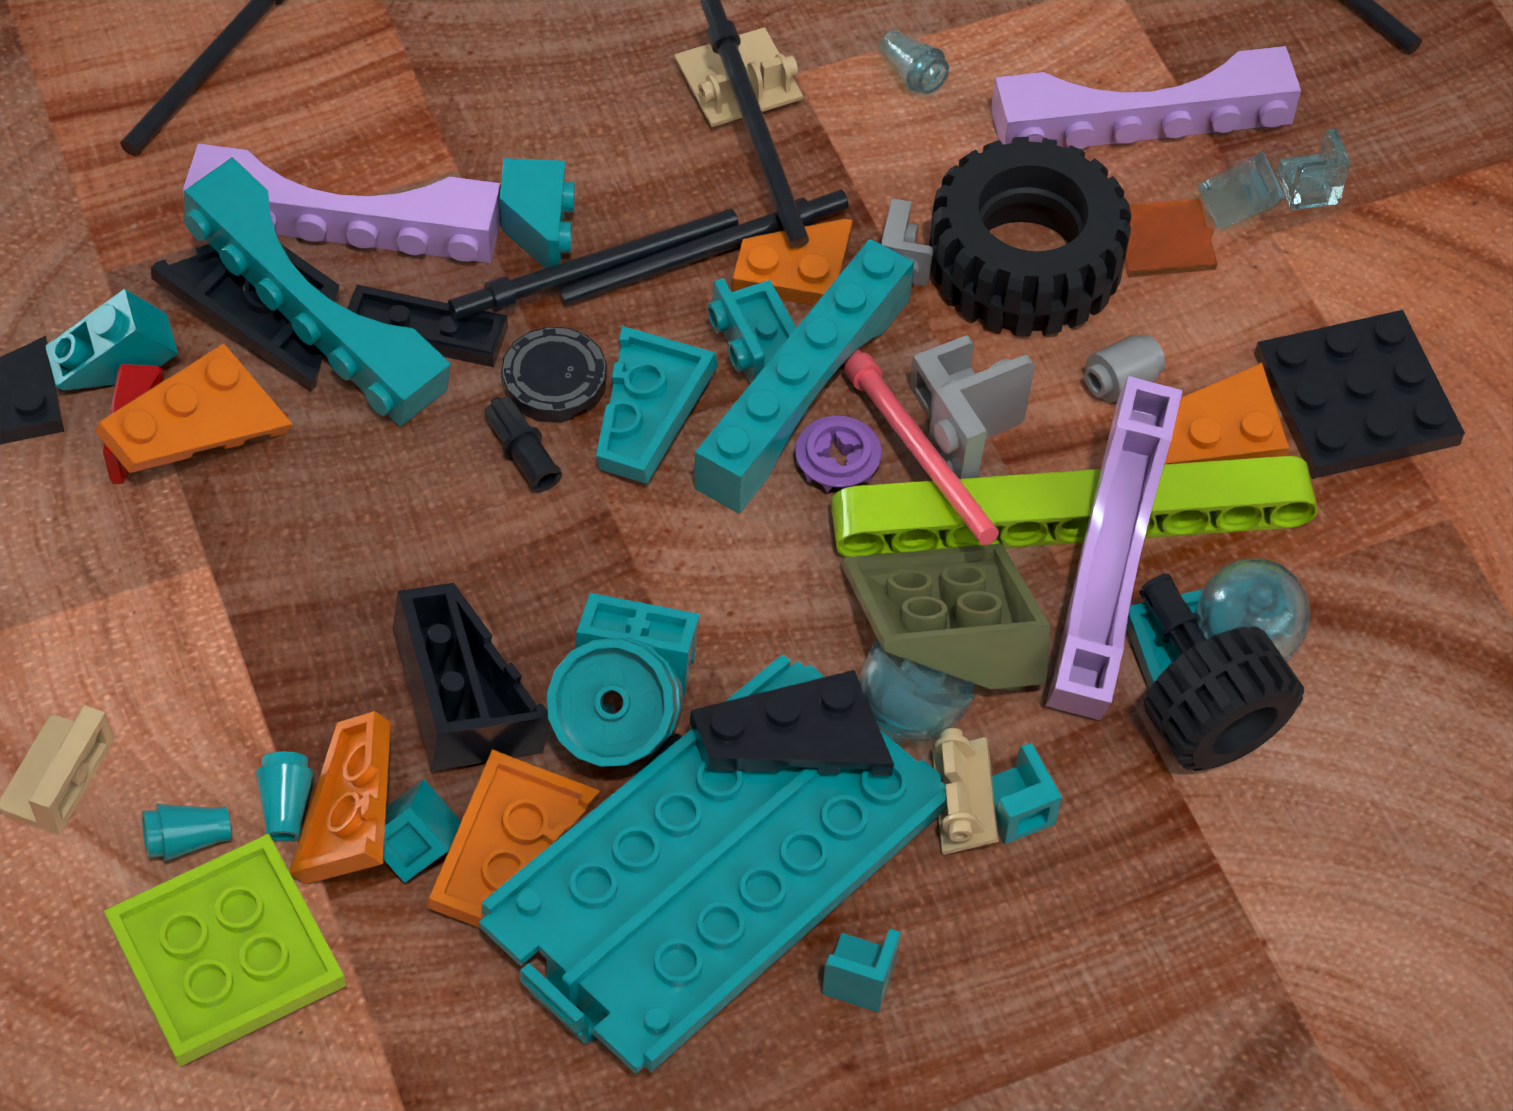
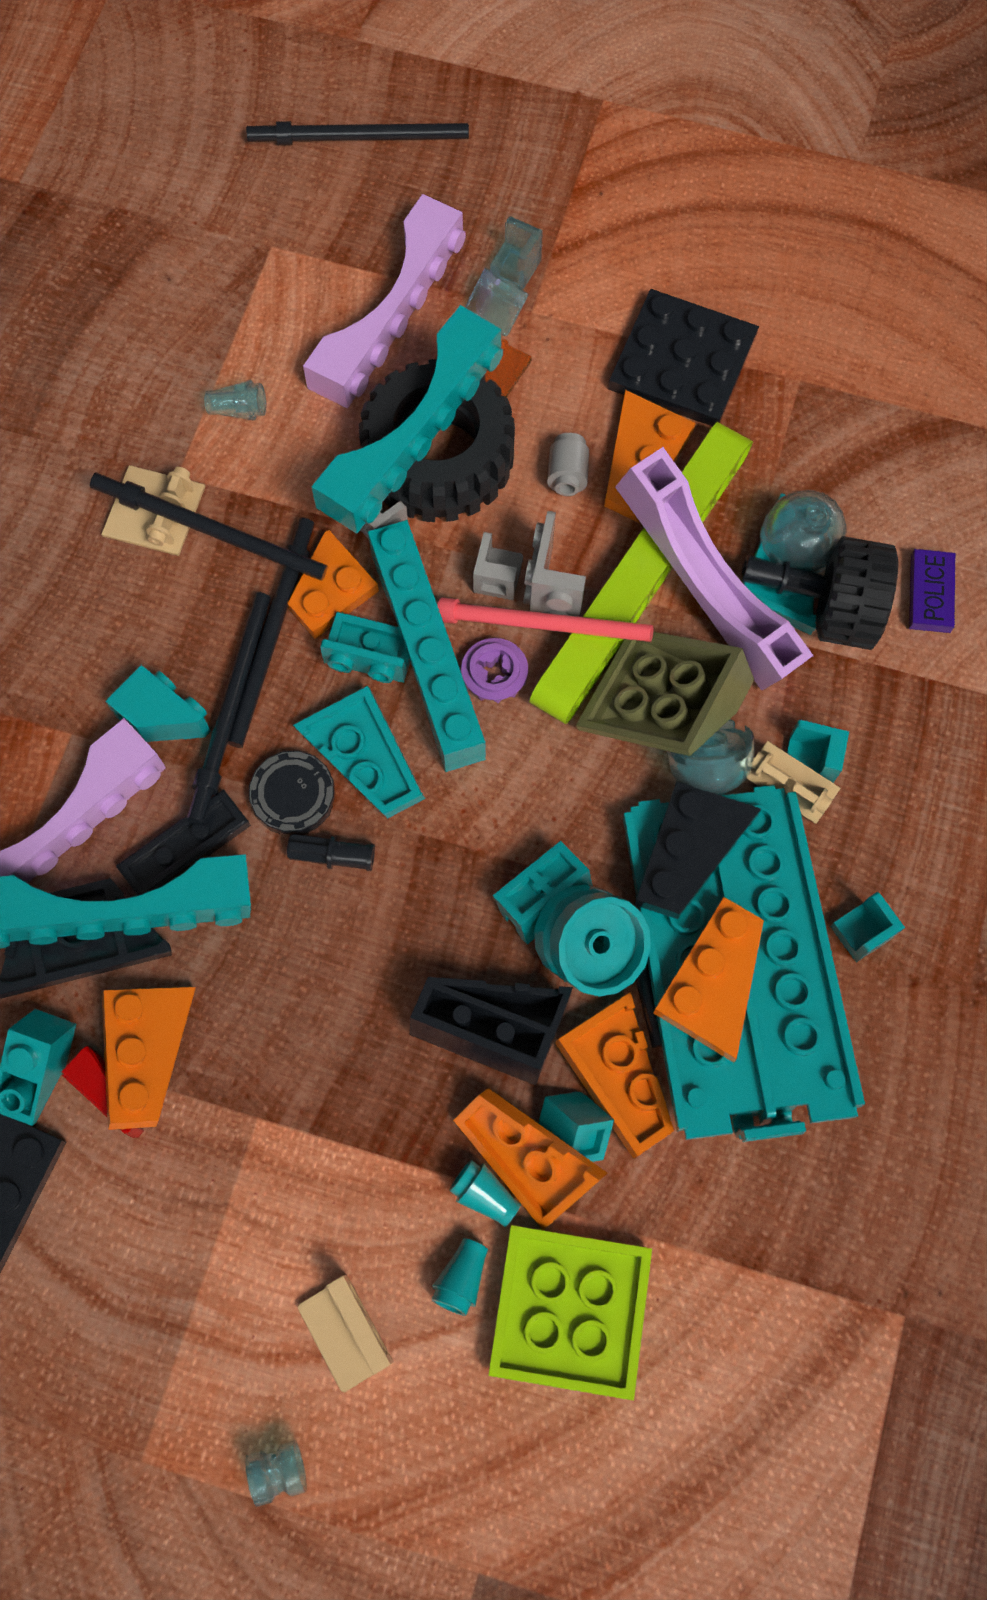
camera: 50 degrees left, 15 degrees up
(661, 835) = (715, 981): none -> orange wing
(904, 183) = (360, 480): none -> teal arch
(1322, 795) = (932, 591): none -> dark purple tile

